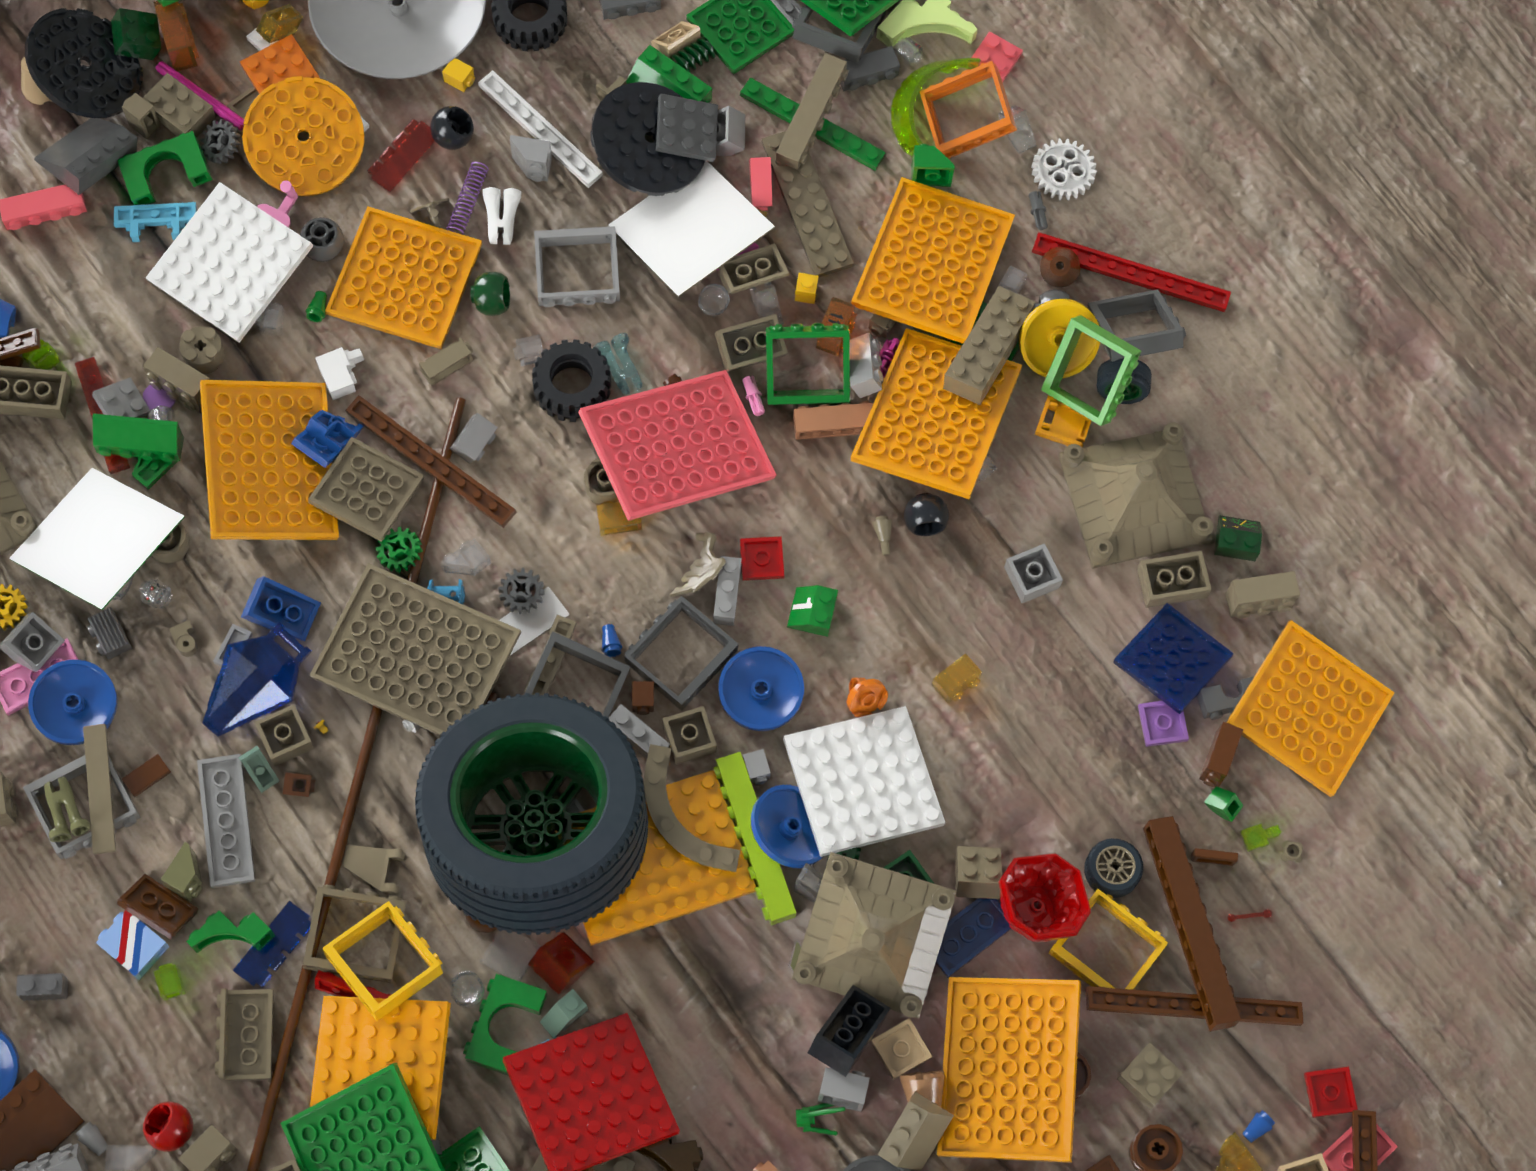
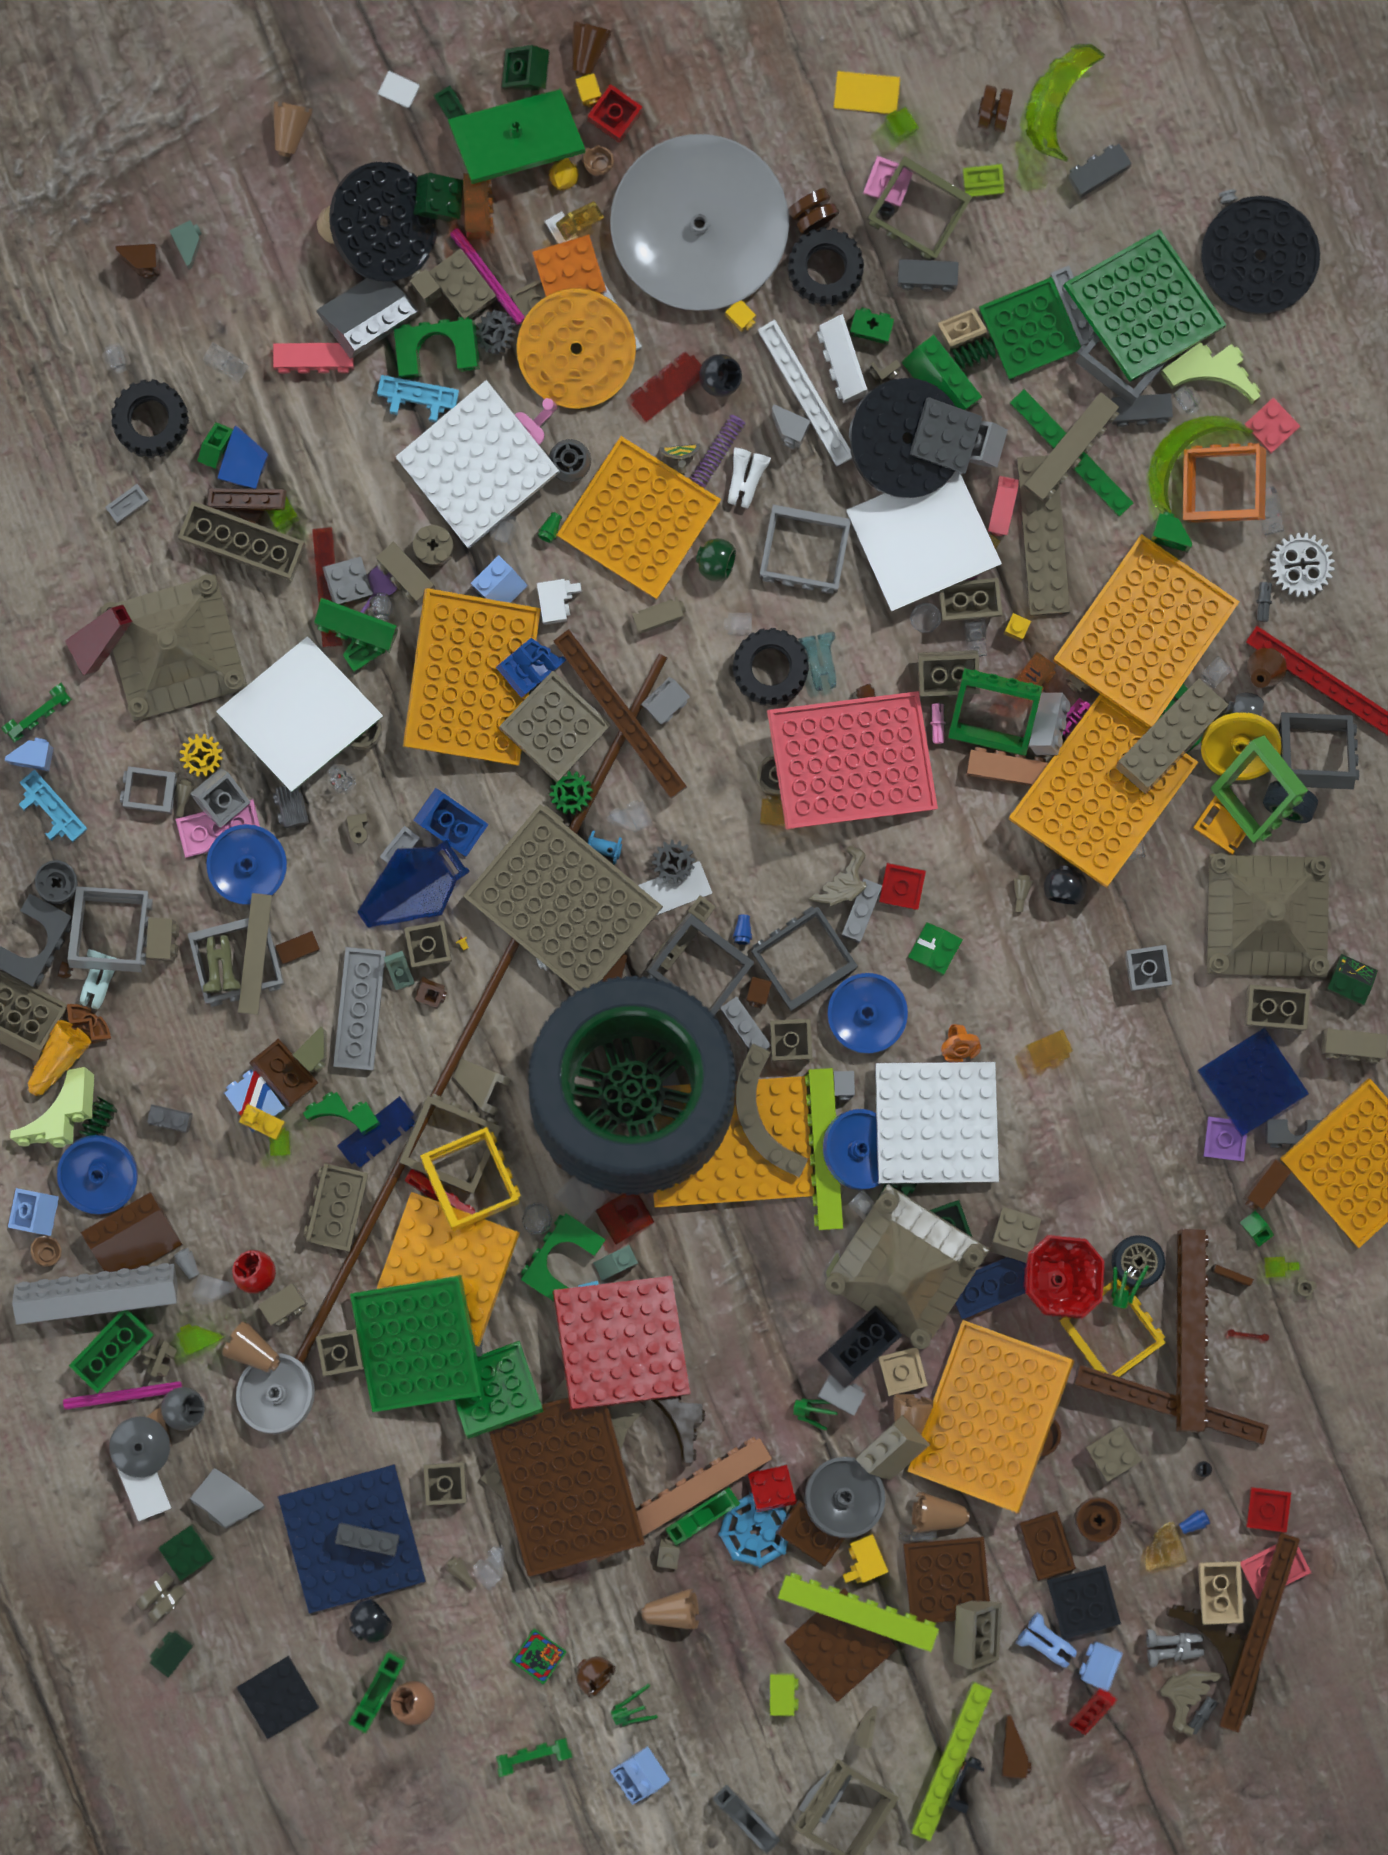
camera: 20 degrees right, 15 degrees up
(142, 960) = (262, 1122): none -> yellow hinge
(277, 365) = (499, 582): none -> light blue slope
(567, 87) = (842, 359): none -> white slope
(594, 62) = (881, 331): none -> green brick
(1109, 906) = (1121, 1296): none -> green plant
(1244, 1068) = (1199, 1469): none -> black hinge

